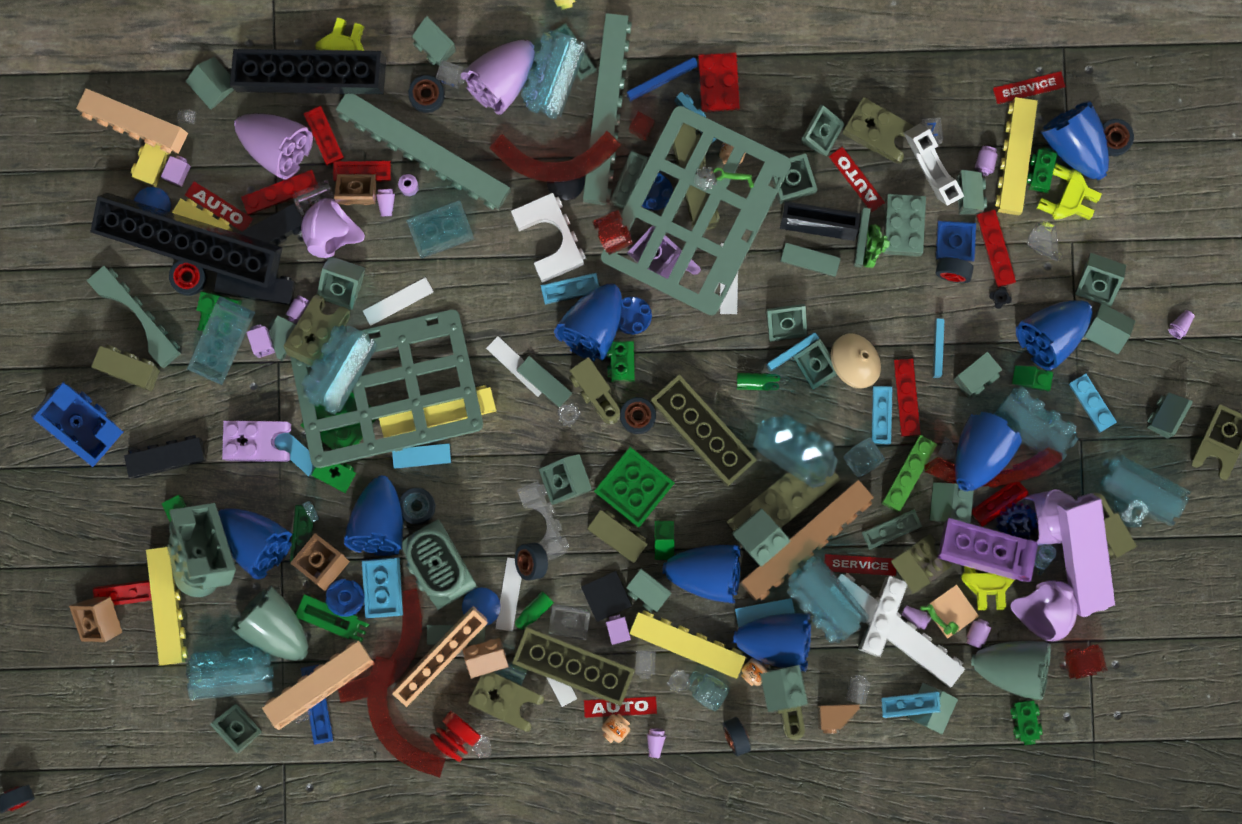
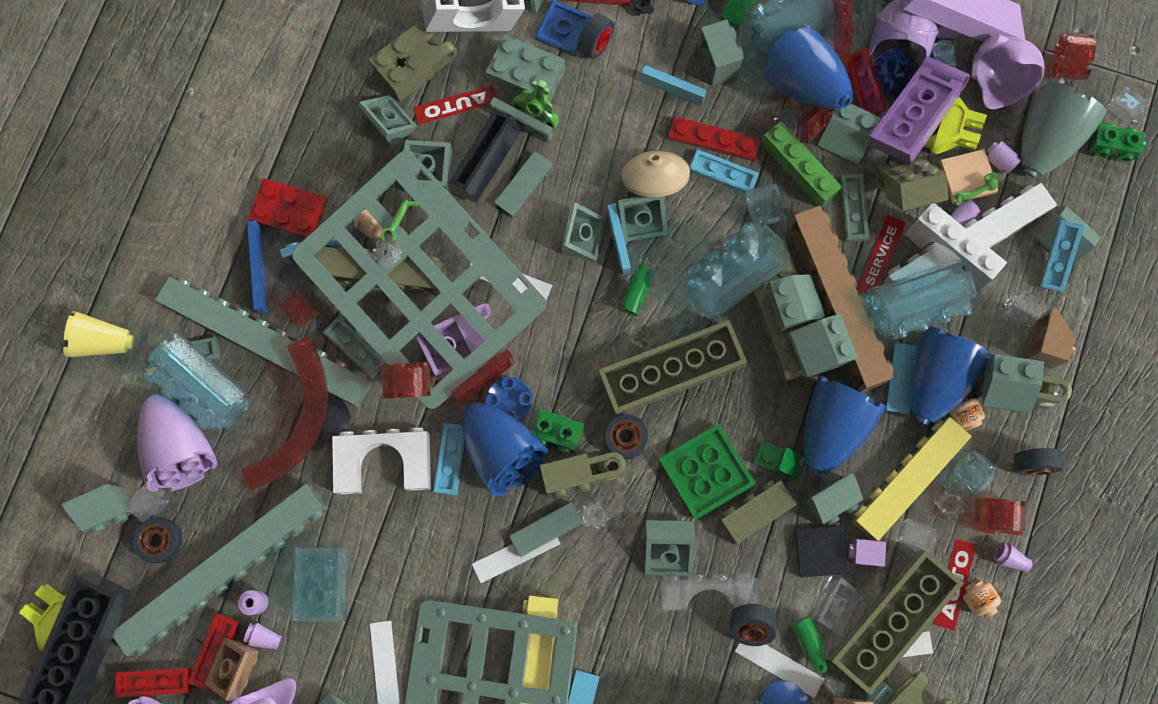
camera: 65 degrees left, 5 degrees down
(641, 289) = (483, 377): none -> clear red tile
(659, 194) = (385, 317): blue dish -> none
(684, 720) = (1000, 515): none -> clear red brick
(789, 505) = (795, 301): none -> sand green slope
(1060, 720) = (1127, 106): none -> clear brick

